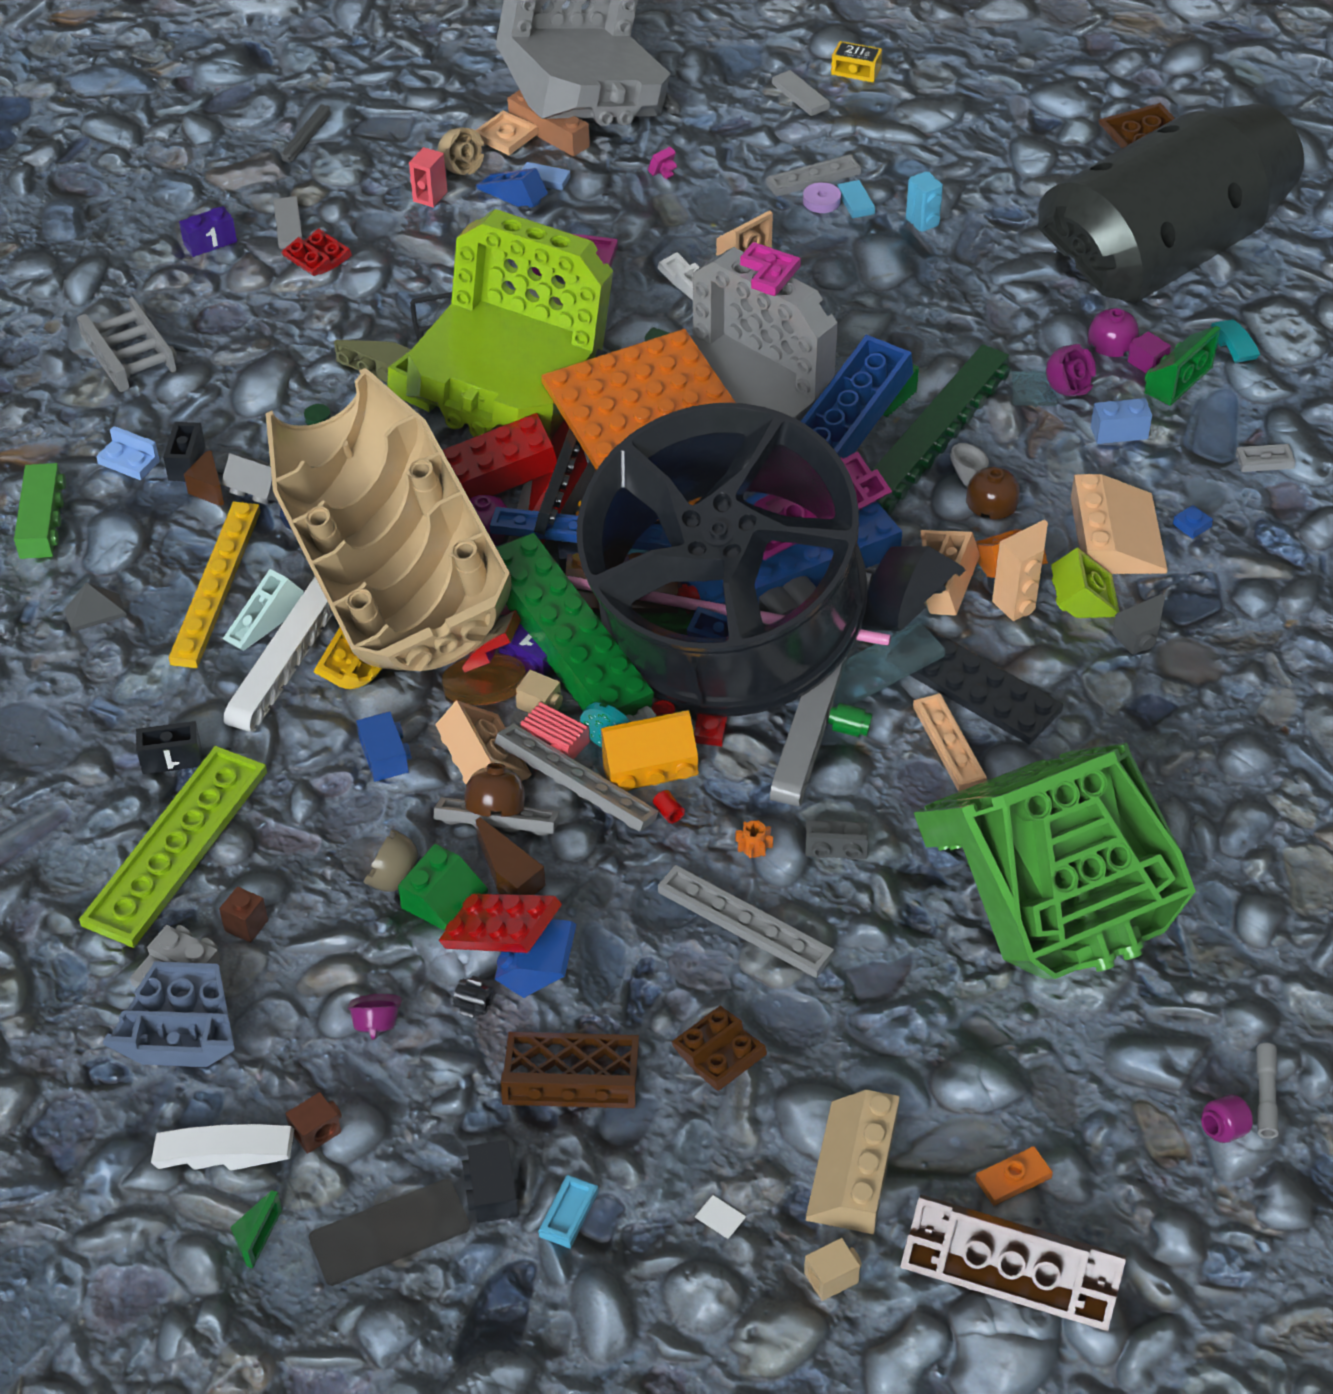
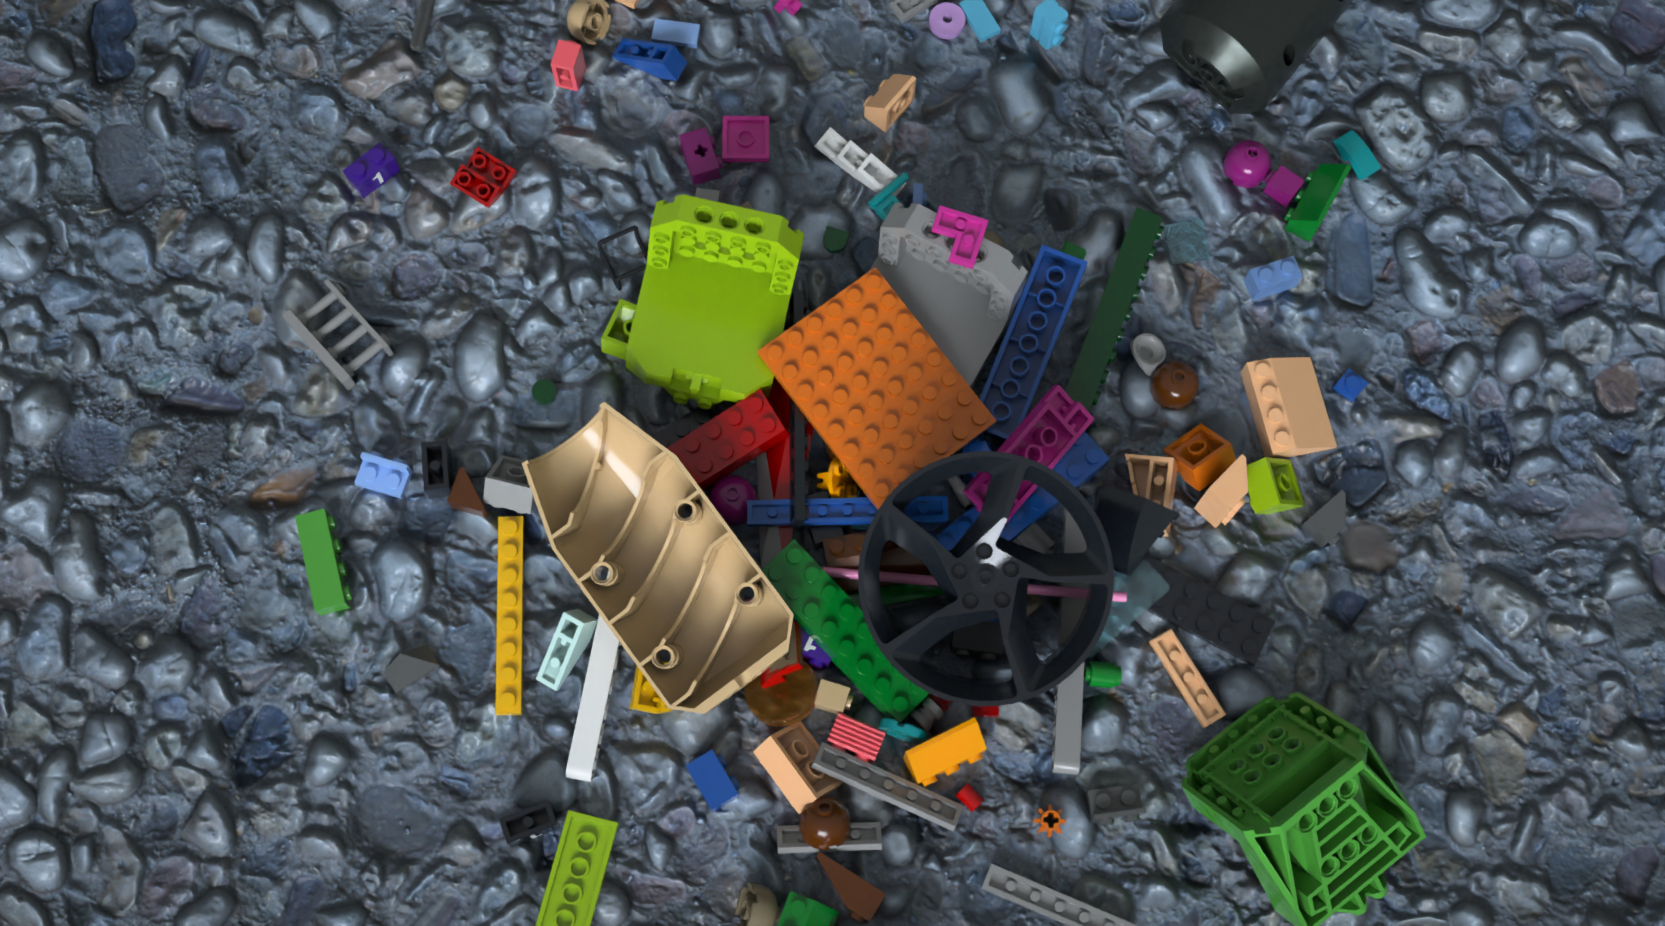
camera: 15 degrees left, 25 degrees up
(287, 220) = (443, 138): light grey tile -> none
(372, 355) = (583, 313): olive slope -> none
(1071, 370) = (1219, 227): magenta cylinder -> none
(1265, 457) = (1403, 304): light grey tile -> none

